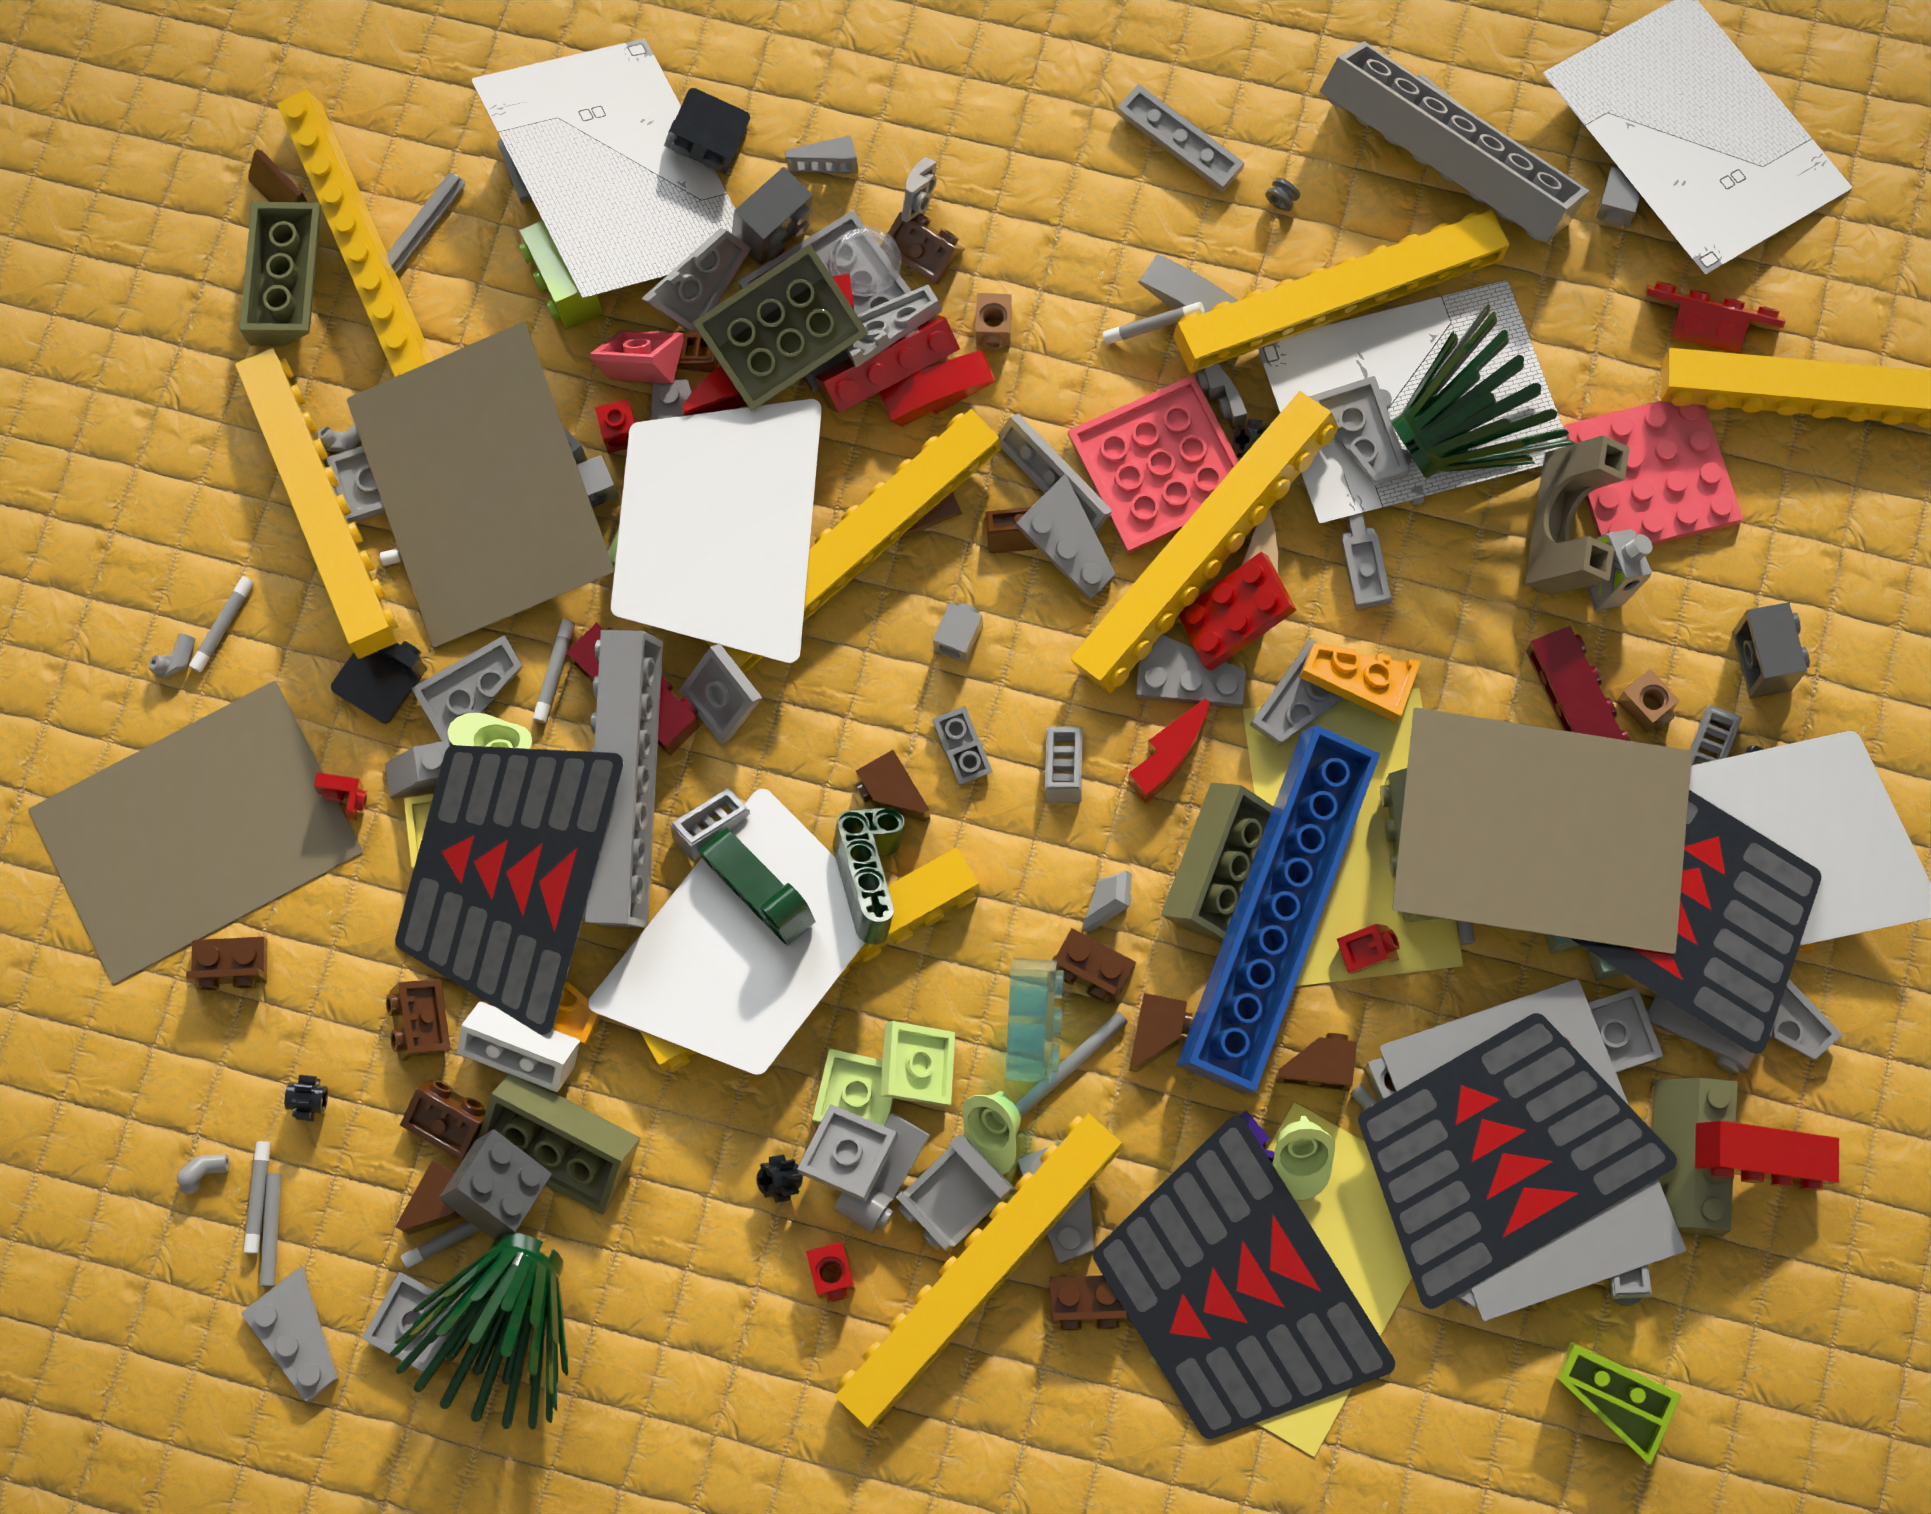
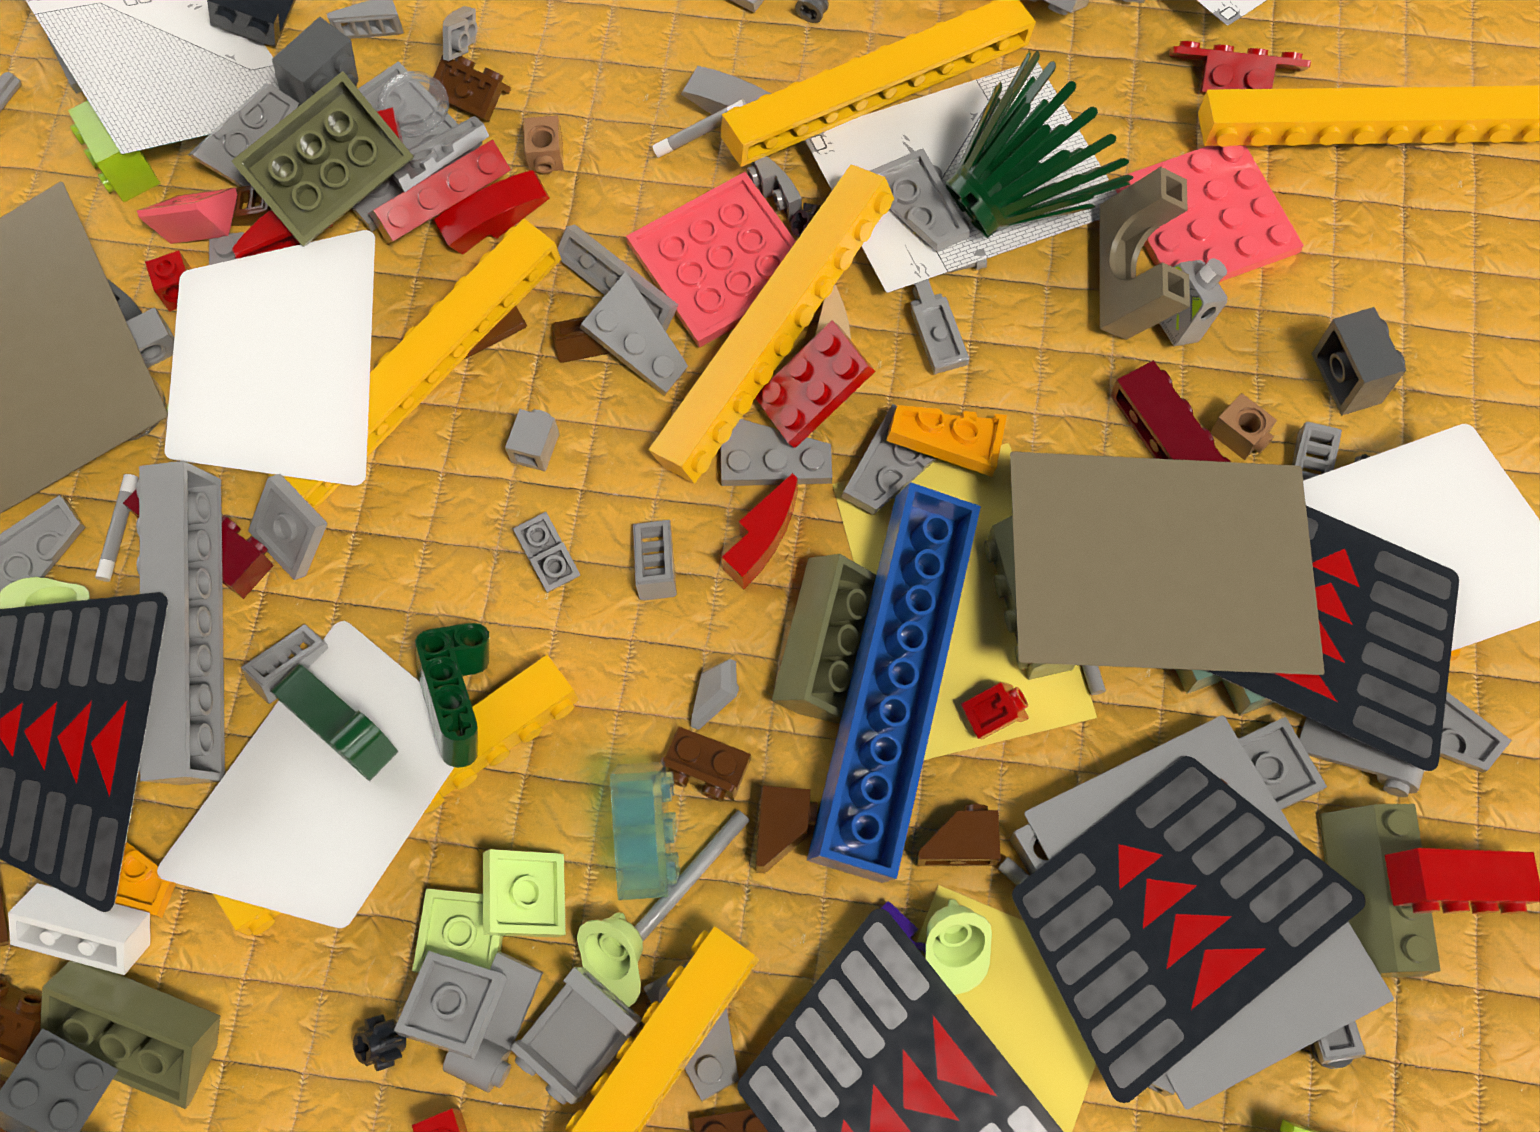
camera: 10 degrees left, 5 degrees down
(890, 786) = (472, 600): reddish brown slope -> none

